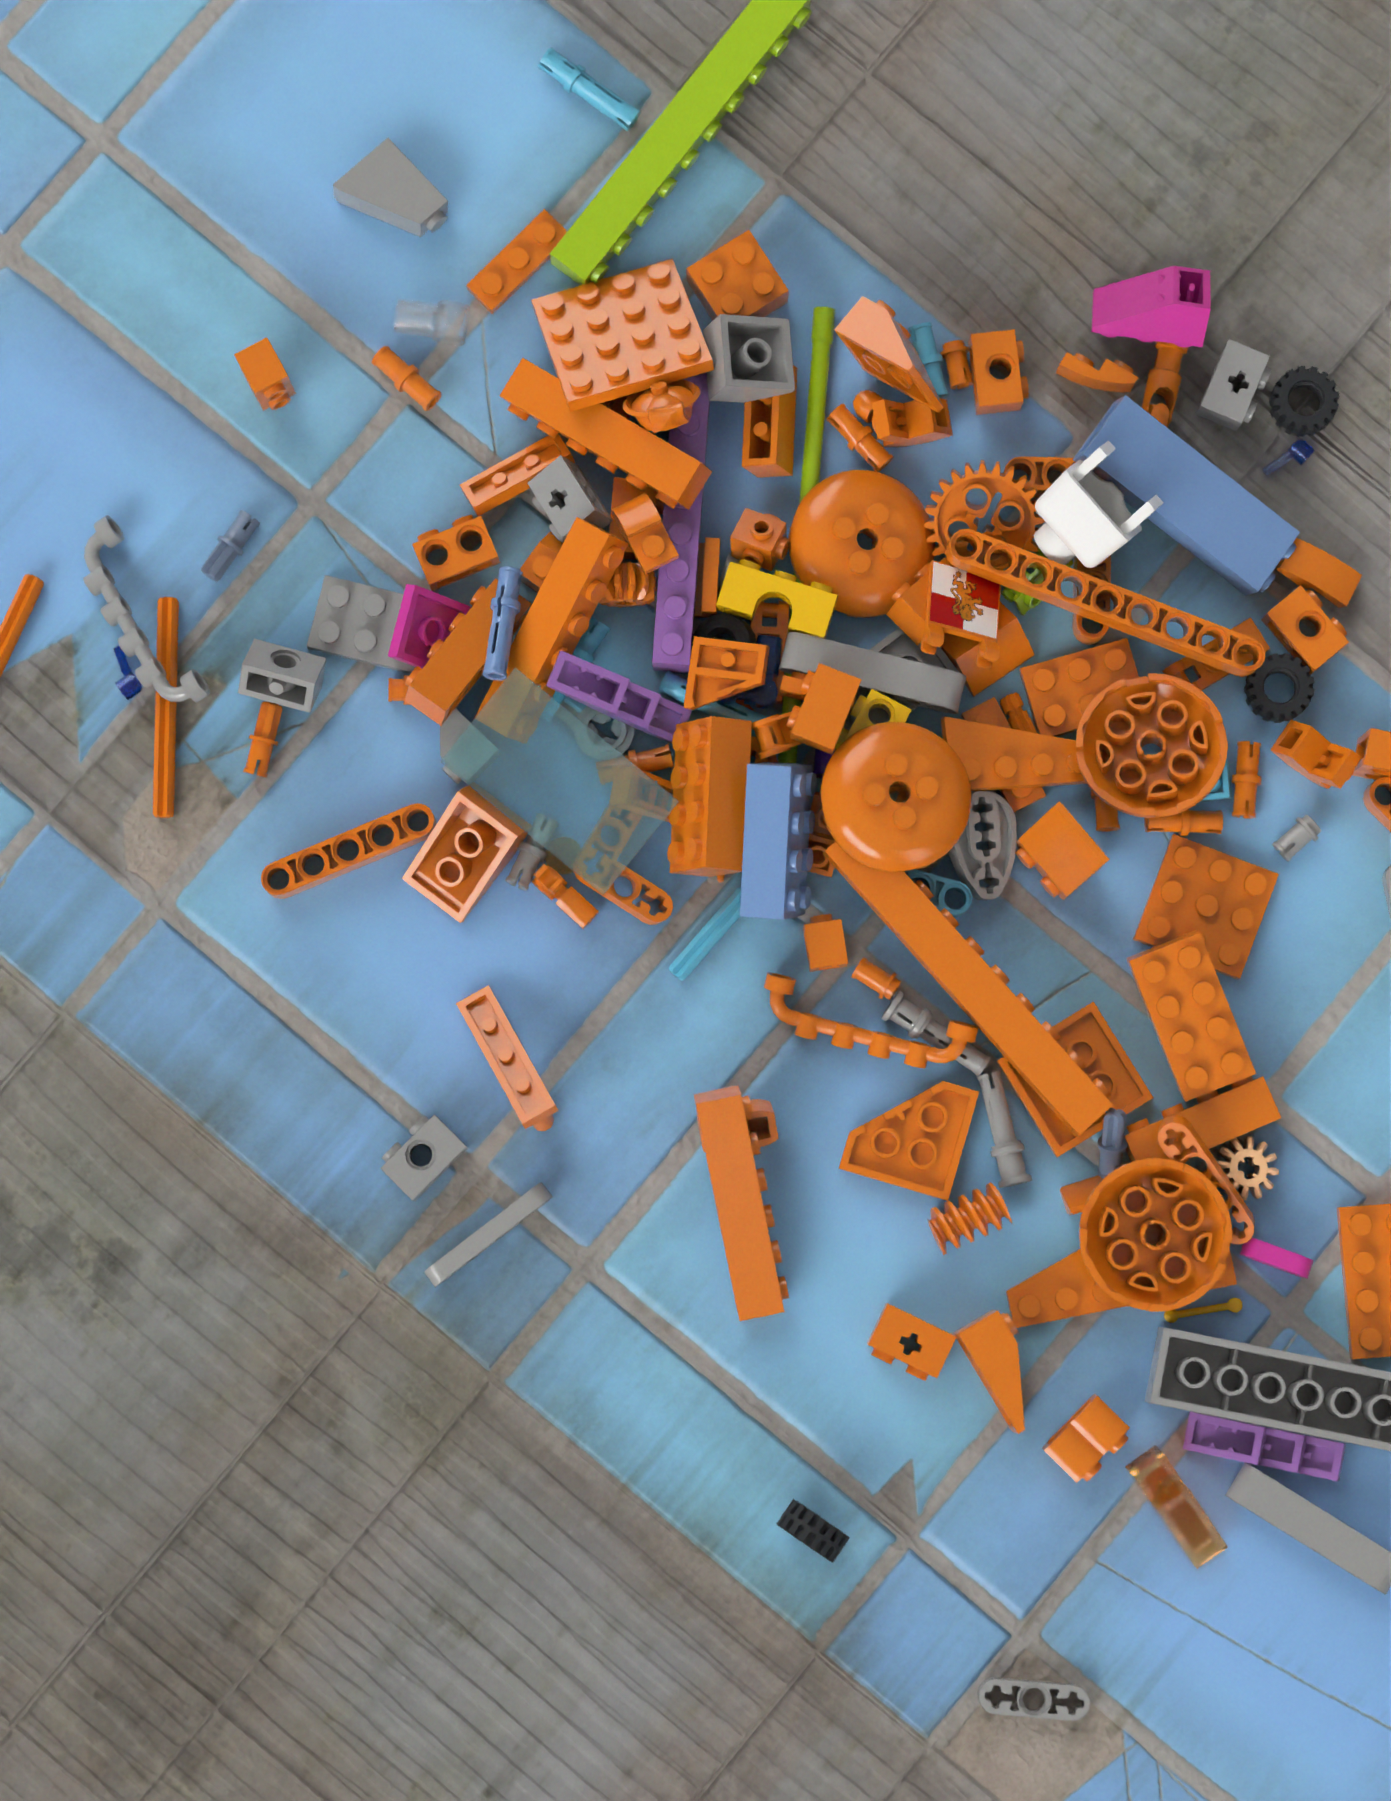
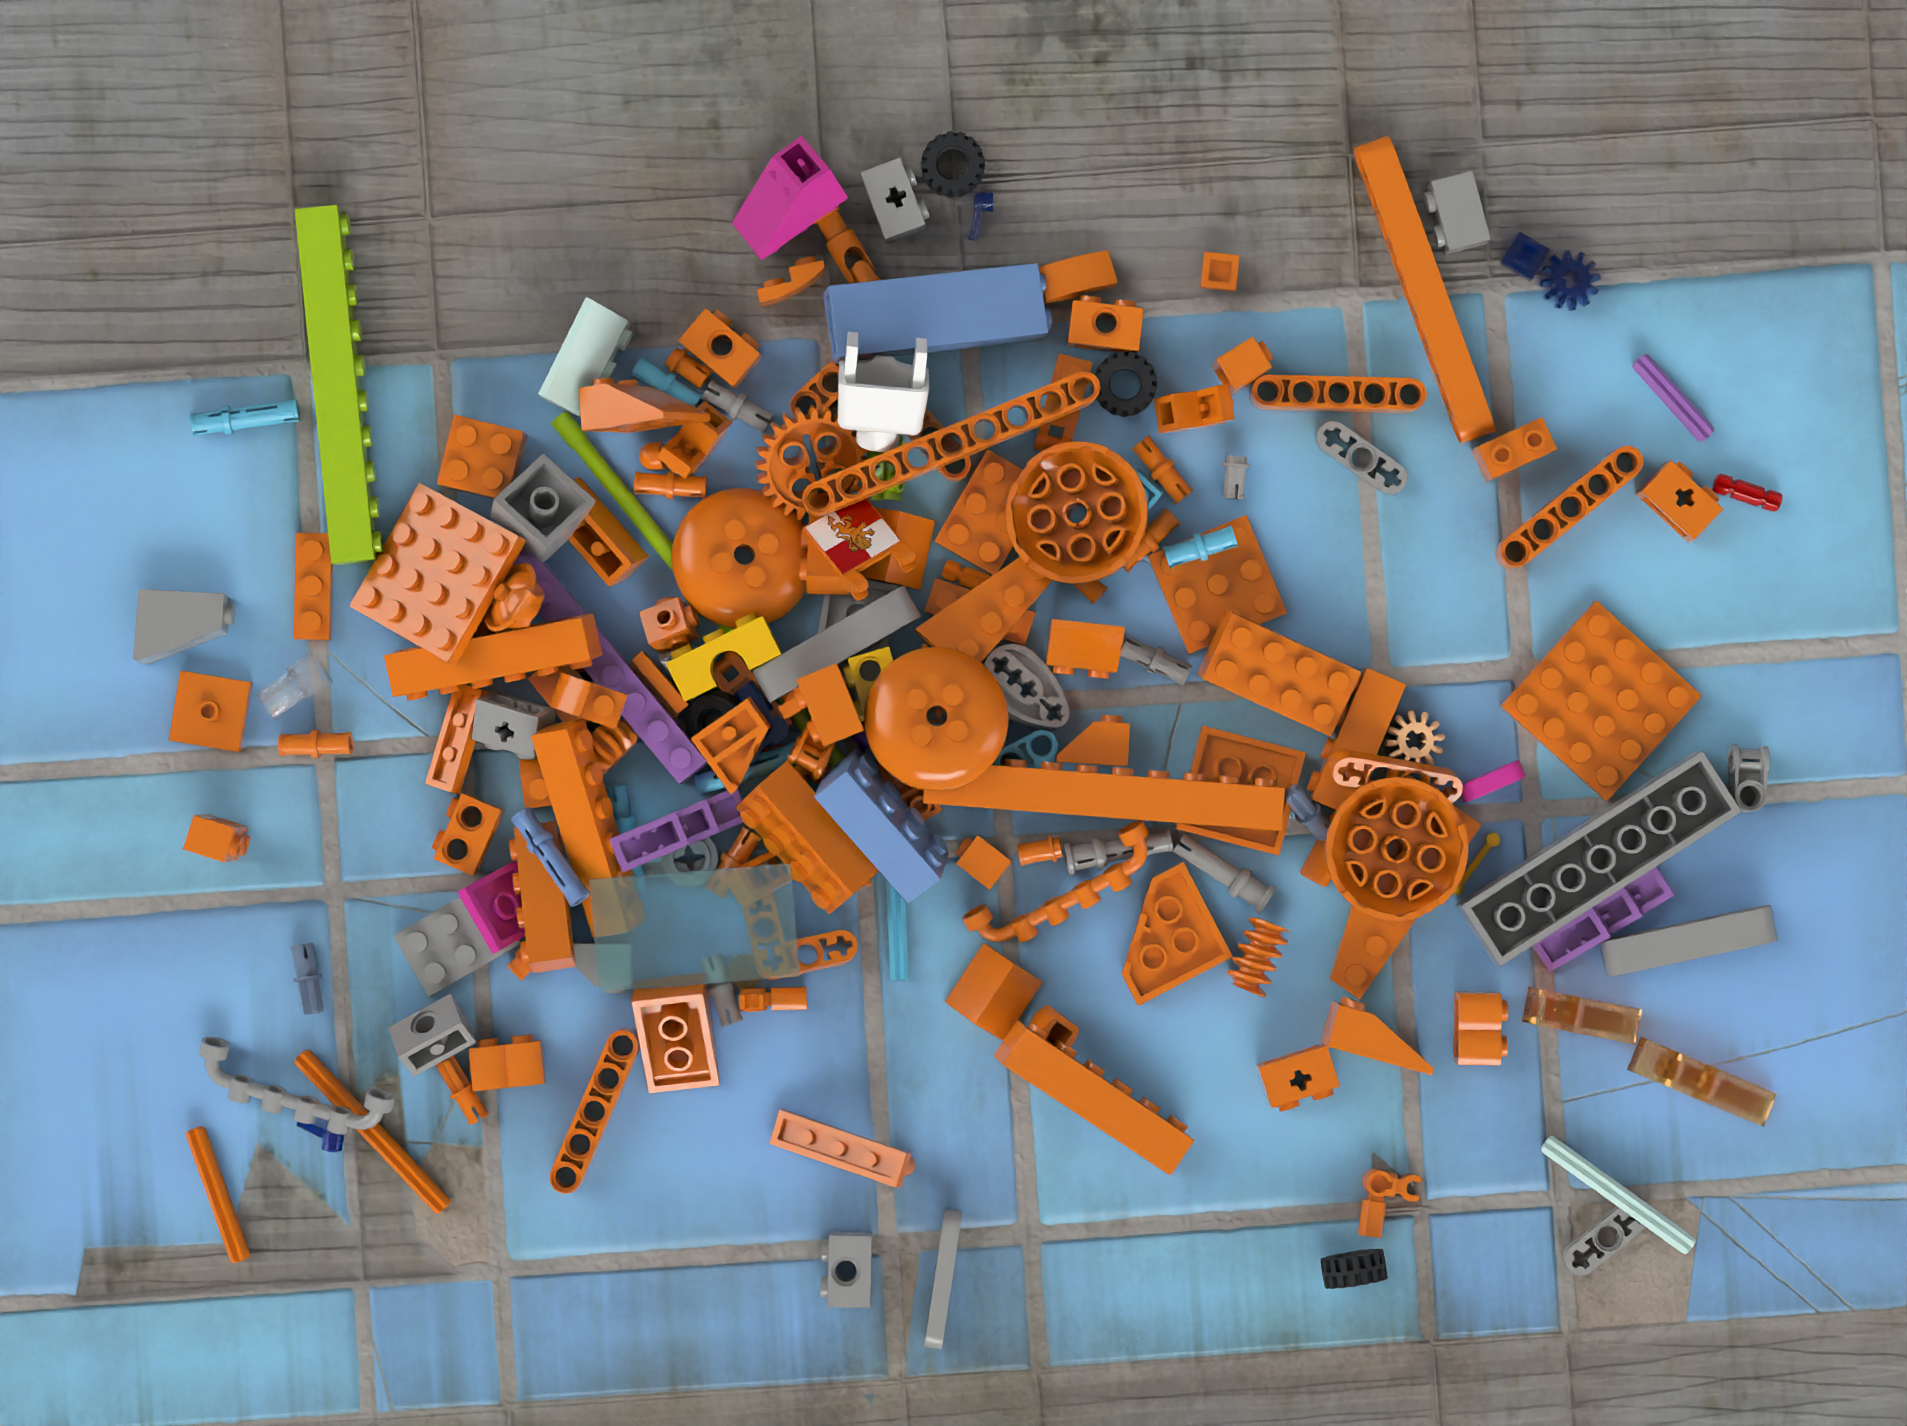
camera: 45 degrees left, 5 degrees up
(316, 752) = (507, 1064): none -> orange brick
(351, 280) = (210, 711): none -> orange plate
(738, 1051) = (993, 992): none -> orange slope
(891, 1486) = (1377, 1185): none -> orange bar
(895, 276) = (585, 355): none -> light aqua slope
(967, 427) = (737, 406): none -> light grey pin
(1001, 938) = (1099, 744): none -> orange slope
(1073, 1673) = (1618, 1195): none -> light aqua axle
(1103, 918) = (1155, 660): none -> light grey pin
(1221, 862) = (1200, 546): none -> medium azure pin
(1221, 1649) = (1702, 1081): none -> clear orange slope

